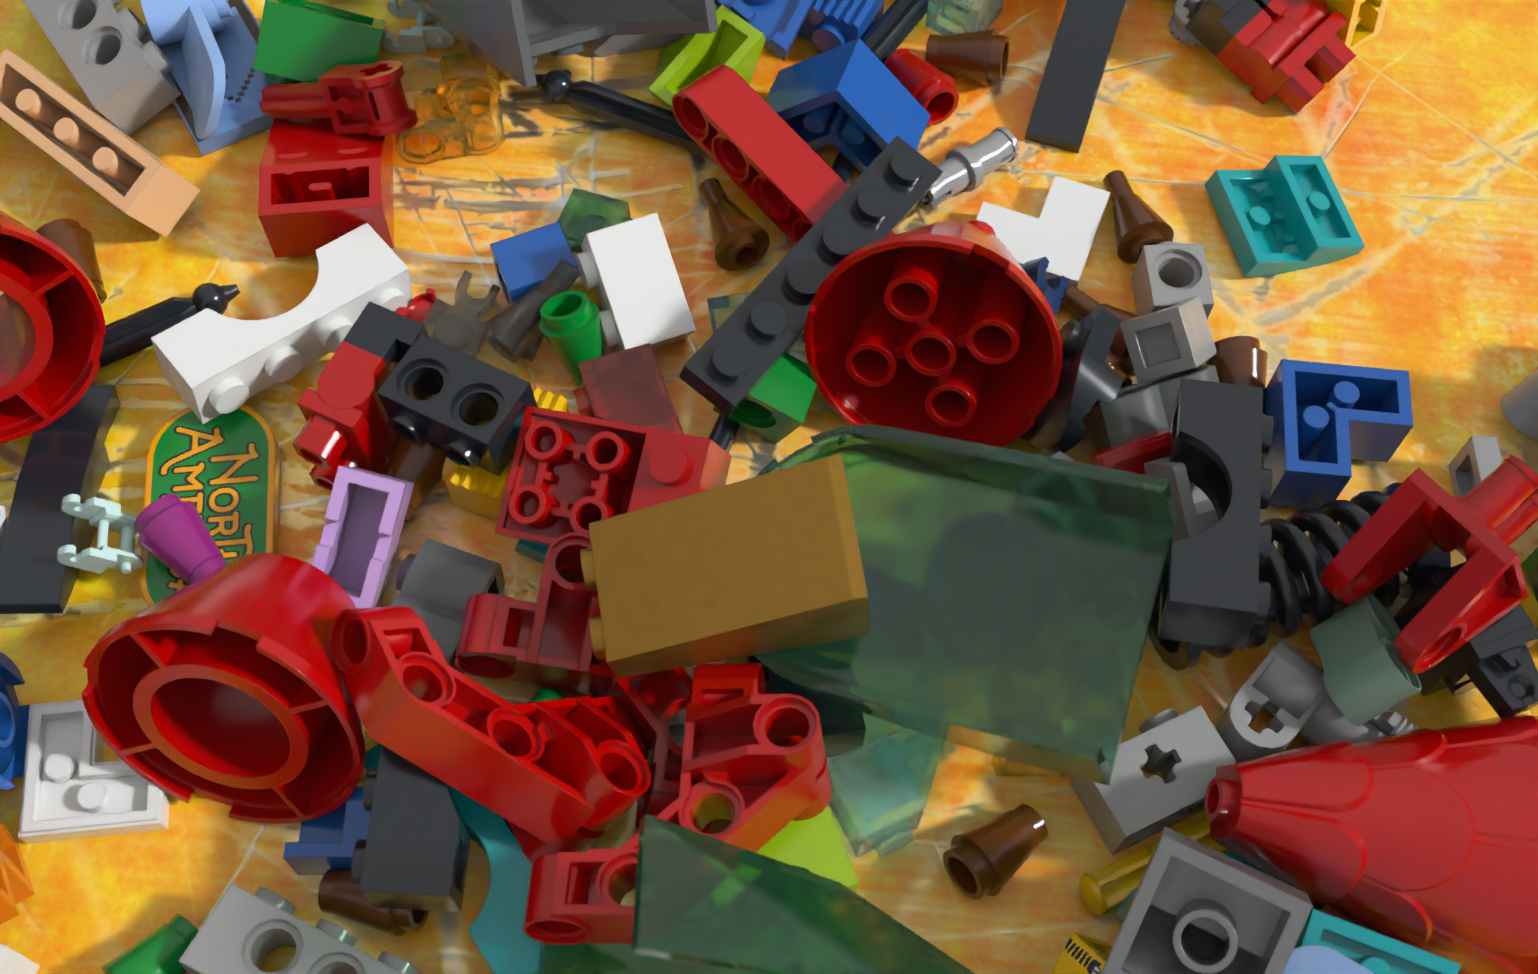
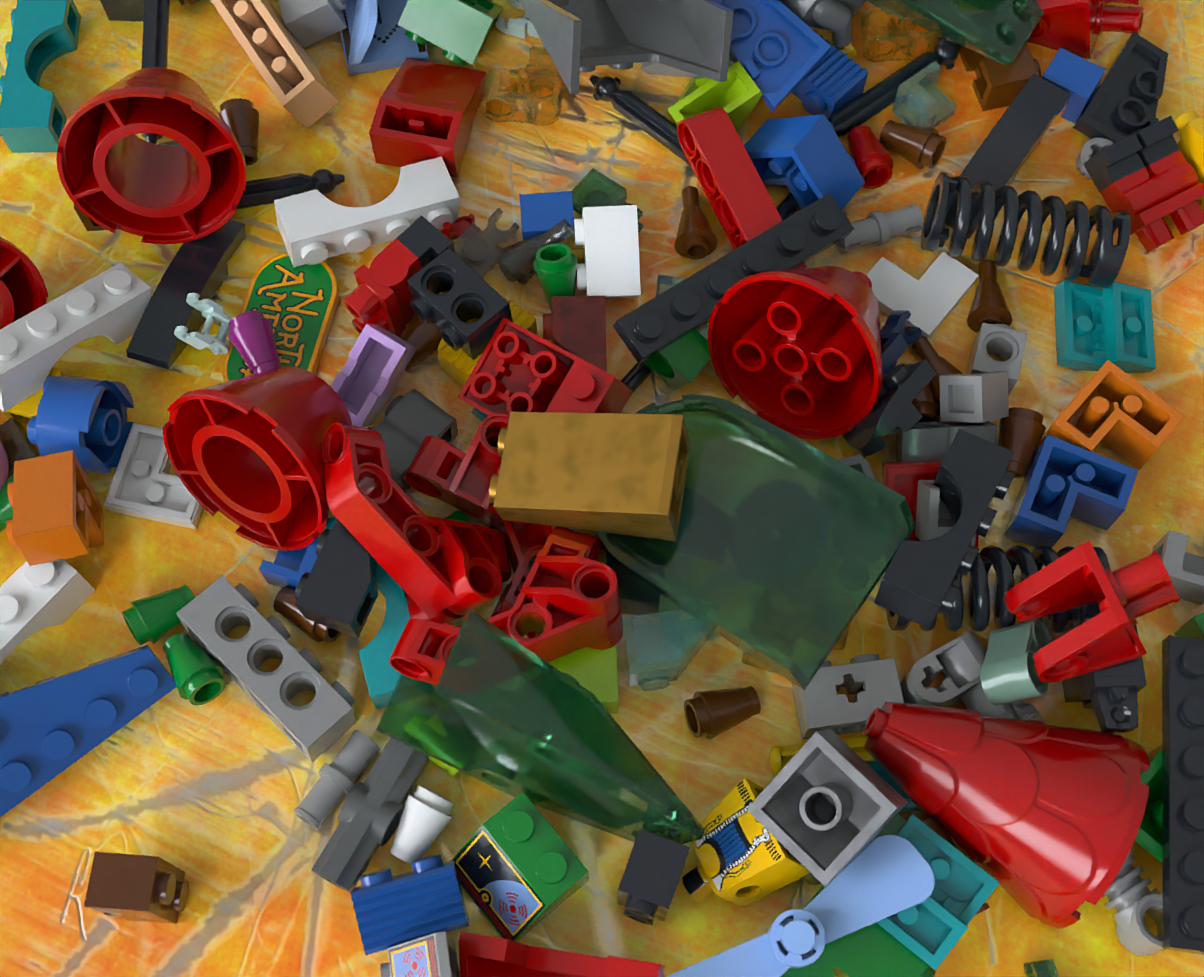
camera: 20 degrees right, 5 degrees up
(352, 96) = (460, 64): red connector -> none
(1220, 128) = (1104, 258): none -> black piece
(1351, 313) = (1119, 414): none -> orange brick

